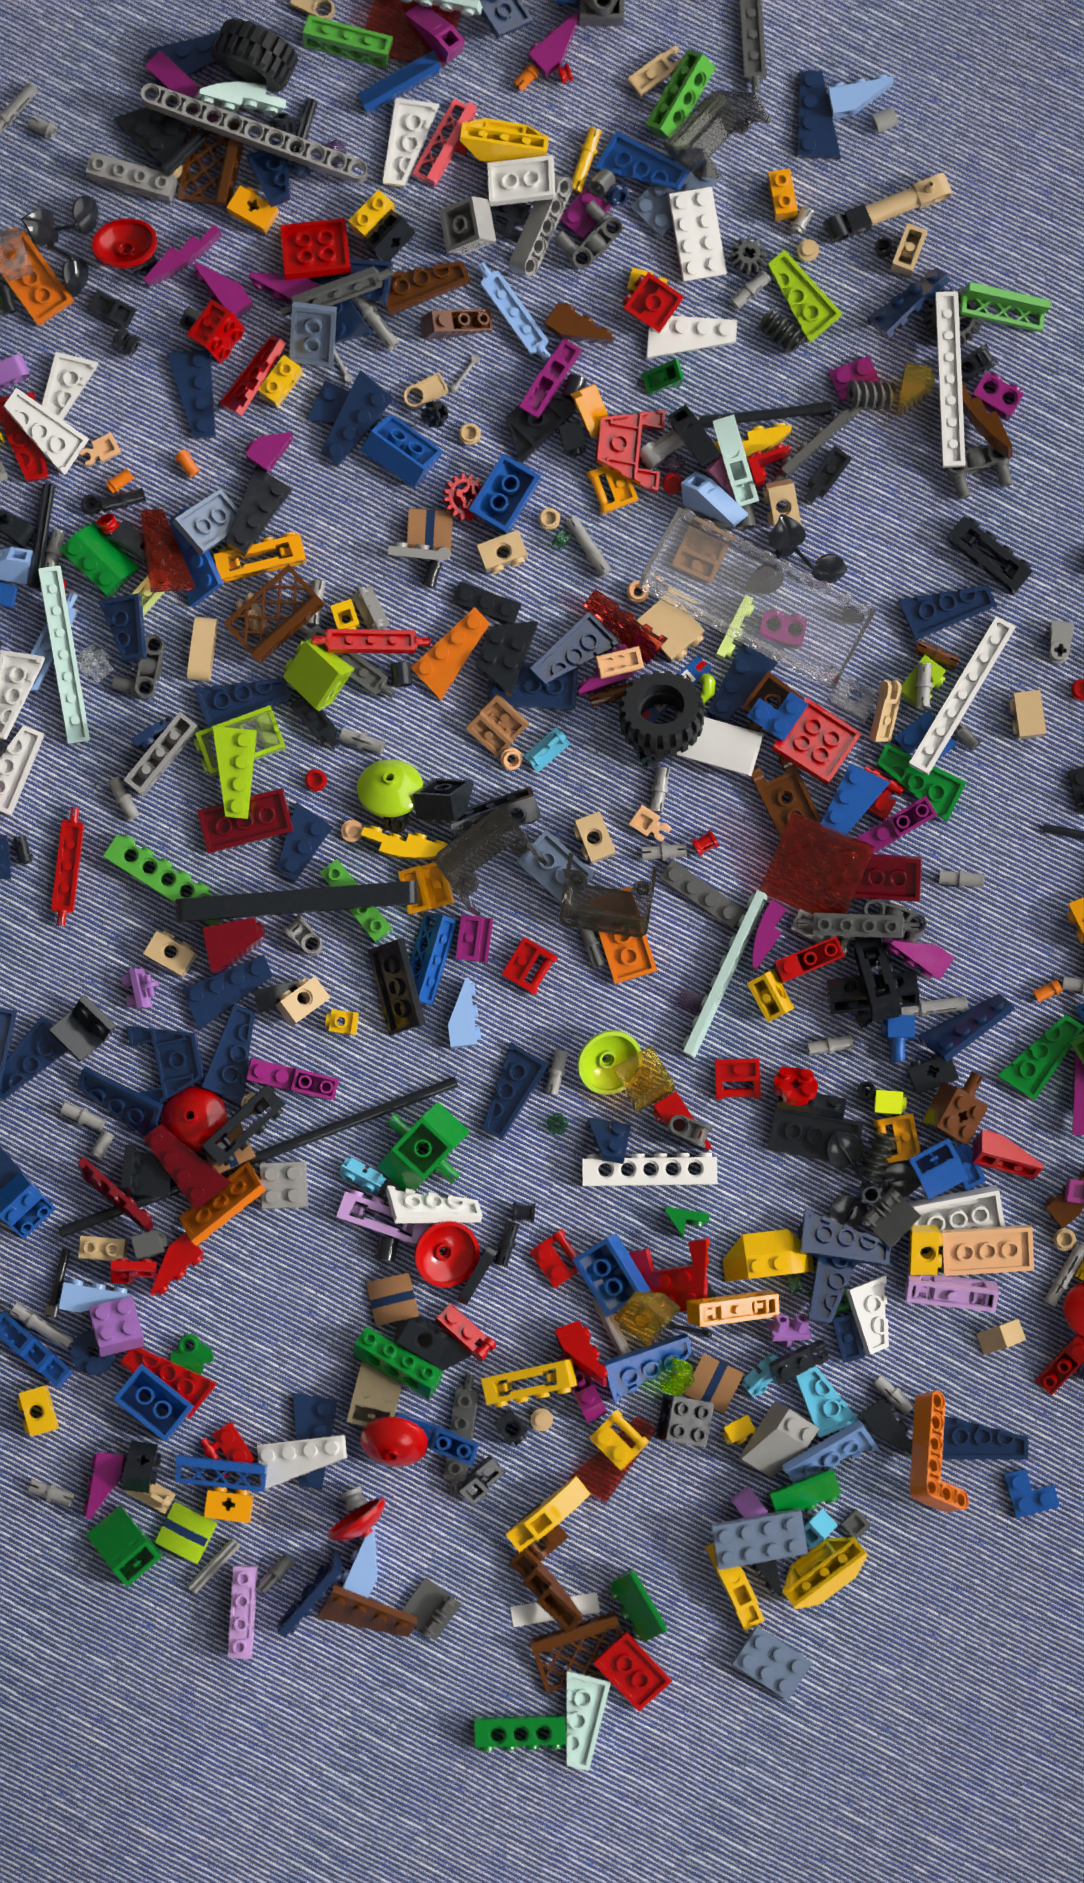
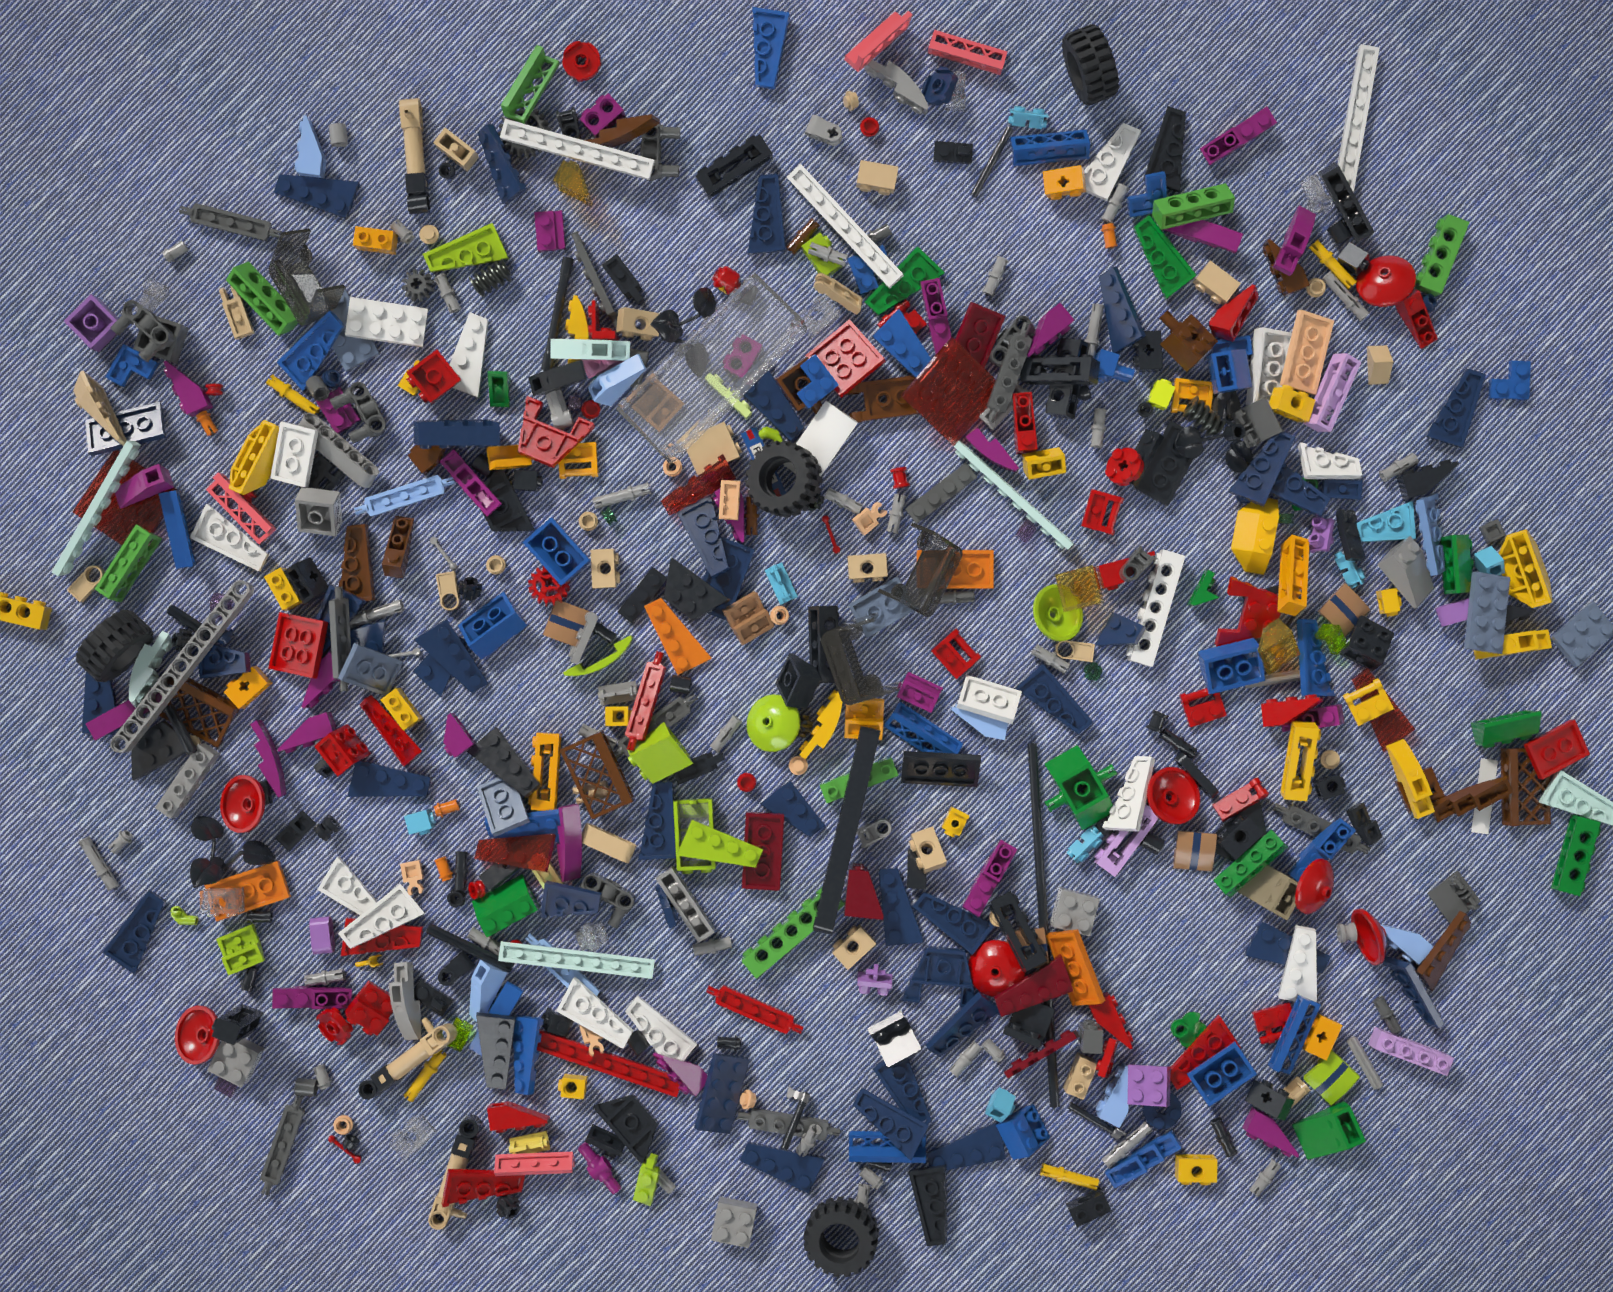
camera: 75 degrees left, 5 degrees up
(44, 1170) = (1000, 1105): none -> medium azure brick
(82, 1431) = (1223, 1137): none -> black pin
(163, 440) = (420, 822): none -> medium azure brick
(190, 607) = (570, 843): none -> magenta slope
(421, 597) = (620, 646): none -> lime slope
(490, 1016) = (989, 699): none -> white plate
(575, 1103) = (1080, 651): none -> tan piece
(599, 345) = (456, 432): none -> dark blue wedge
(604, 798) = (836, 549): none -> red hinge
(861, 585) = (726, 280): none -> red head
(870, 393) = (568, 220): dark grey piece -> none
(927, 1456) = (1459, 453): orange beam -> none
(1032, 1125) = (1216, 283): none -> tan brick
(1049, 342) = (583, 50): none -> red plate

